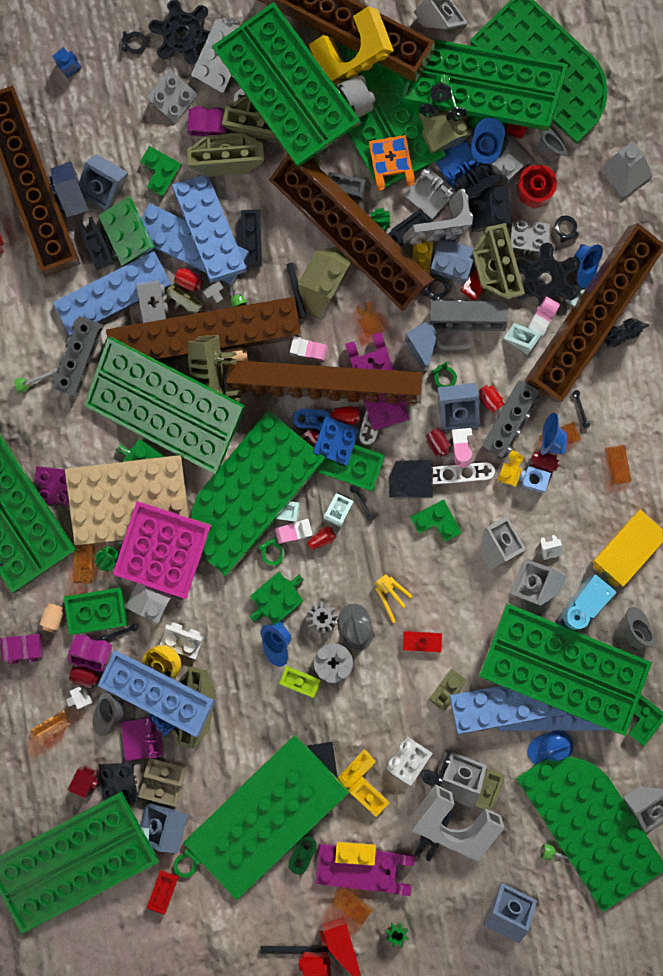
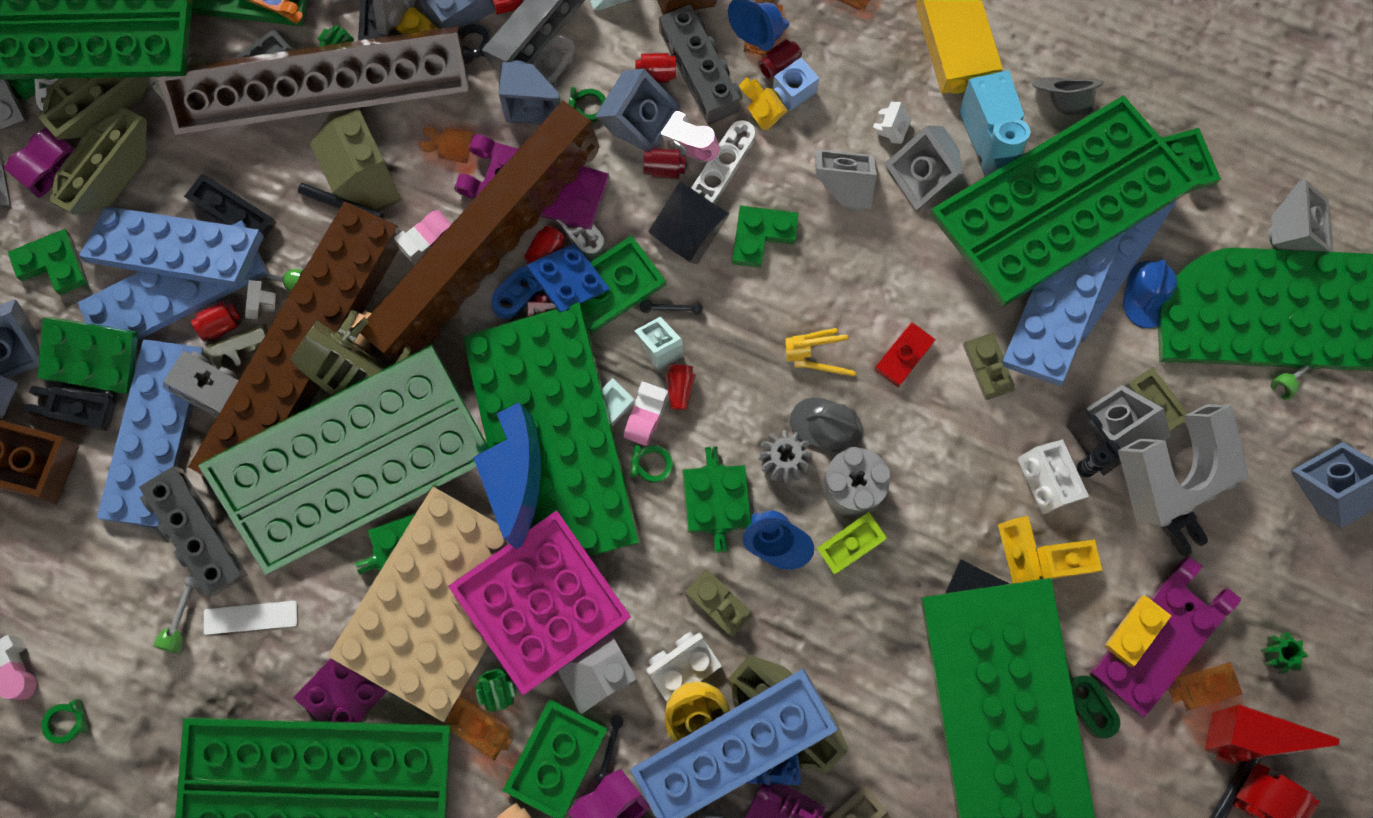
camera: 55 degrees left, 10 degrees down
(59, 413) = (250, 617): none -> white sticker
(212, 491) = (513, 474): none -> blue slope
(225, 636) = (718, 603): none -> olive plate

